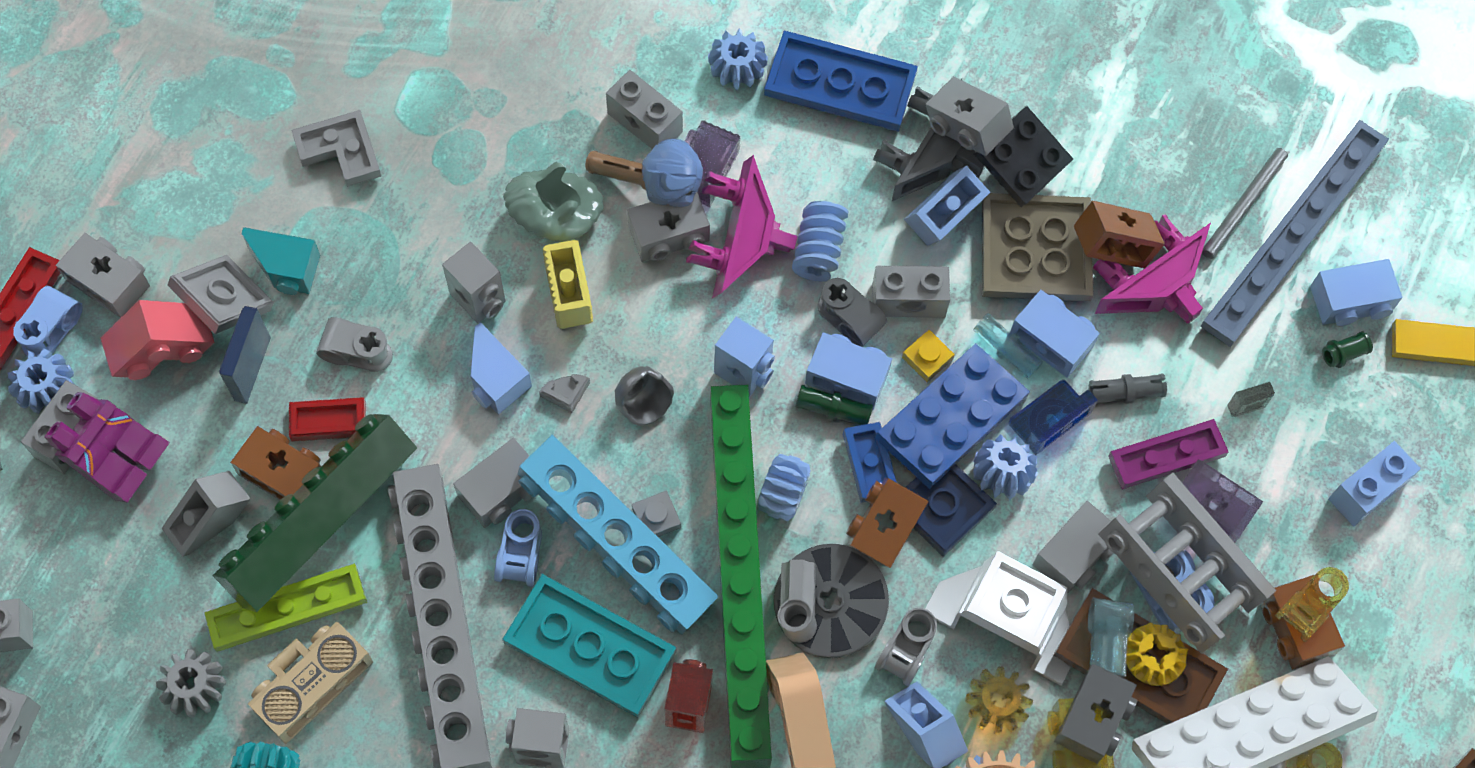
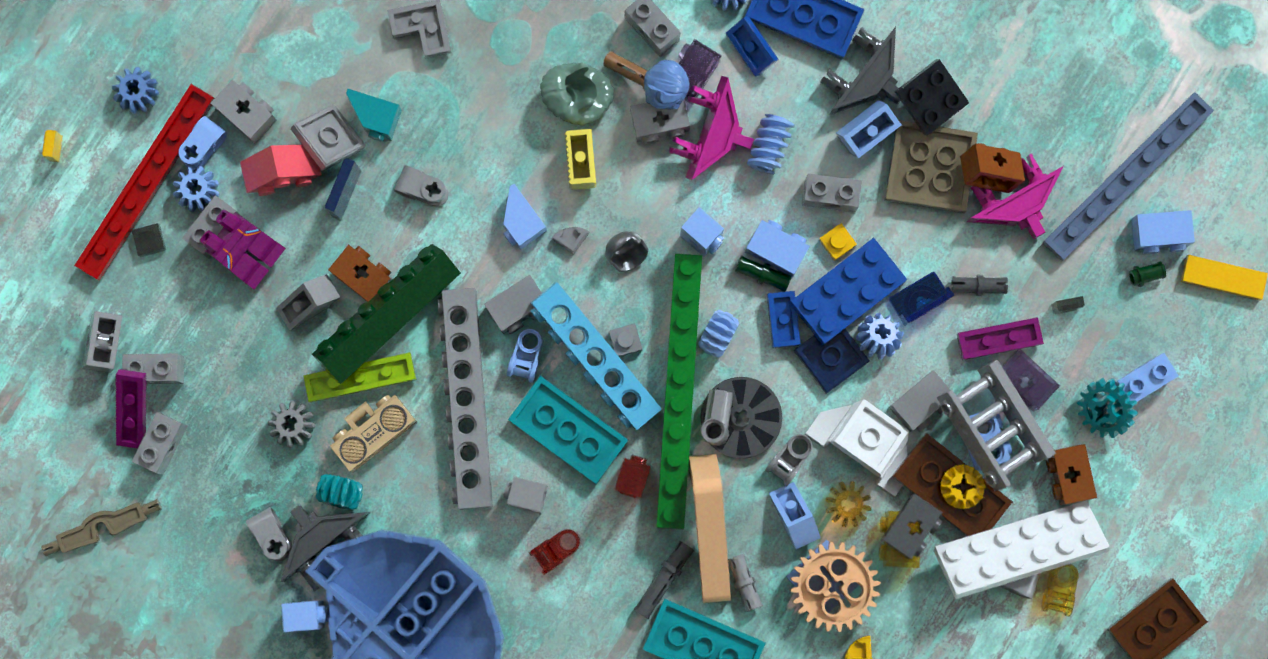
camera: 10 degrees right, 15 degrees up
(325, 418) = (397, 239): red tile -> none
(474, 283) = (513, 152): light grey brick -> none
(778, 125) = (751, 46): none -> blue plate
(851, 313) = (787, 206): dark grey piece -> none
(888, 542) = (786, 382): dark orange brick -> none
(969, 116) = (894, 65): light grey brick -> none
(1008, 345) = (897, 242): clear light blue pin -> none
(1055, 333) = (933, 236): light blue brick -> none
(1110, 627) = (933, 465): clear light blue piece -> none
(1244, 203) = (1095, 147): flat silver bar -> none
(1311, 607) = (1078, 468): clear yellow piece -> none
(1348, 529) = (1118, 409): none -> teal gear

